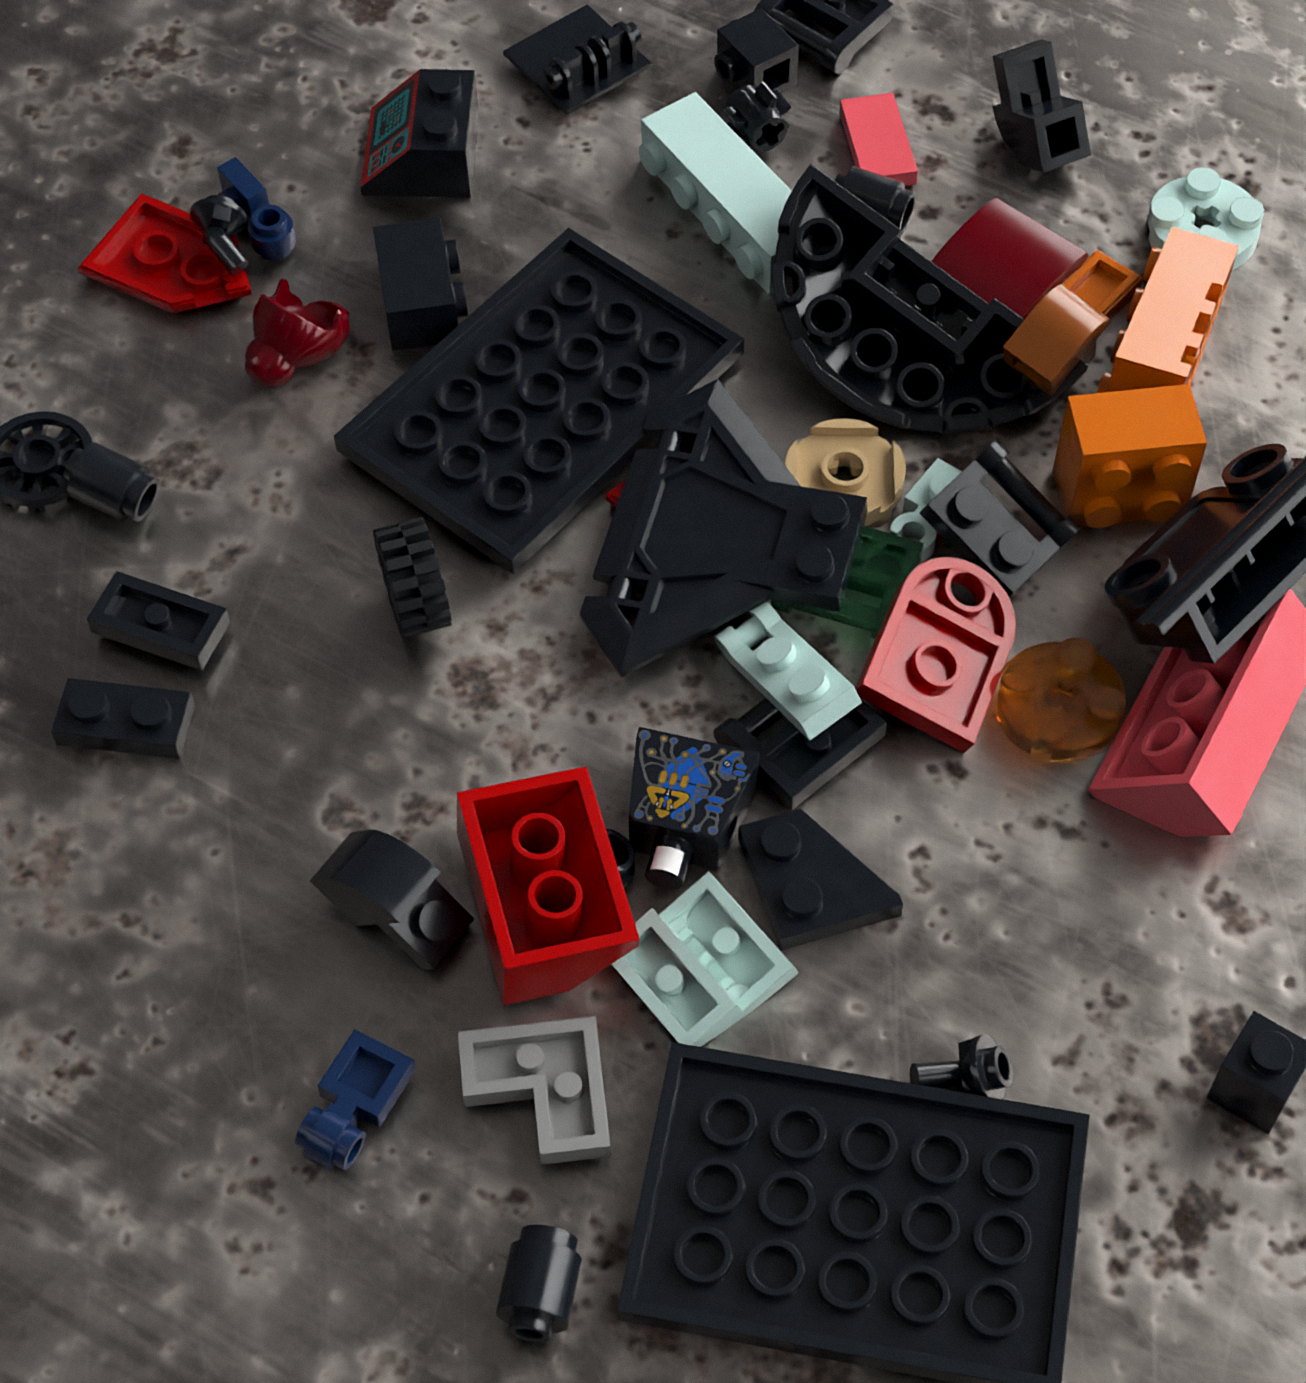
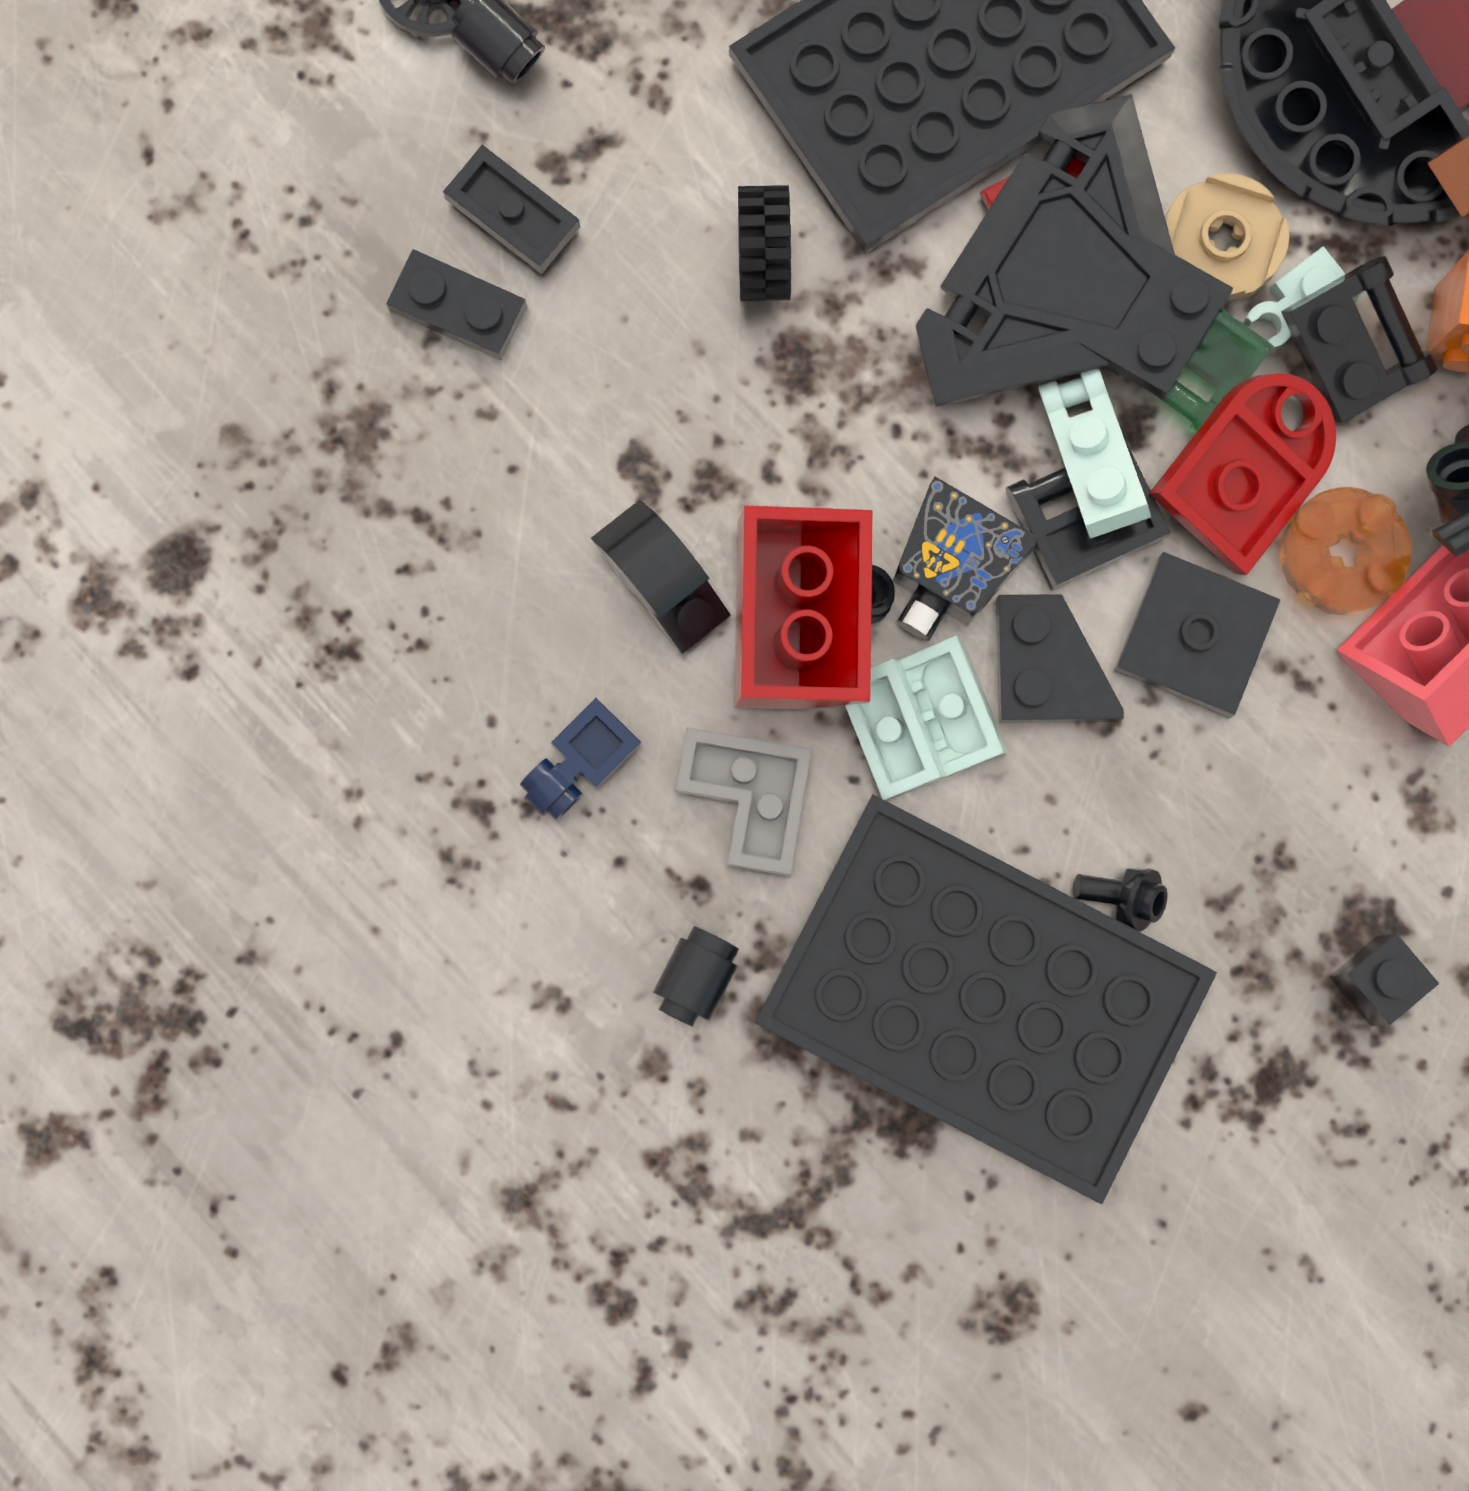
camera: 15 degrees right, 25 degrees up
(947, 812) = (1197, 634): none -> black plate

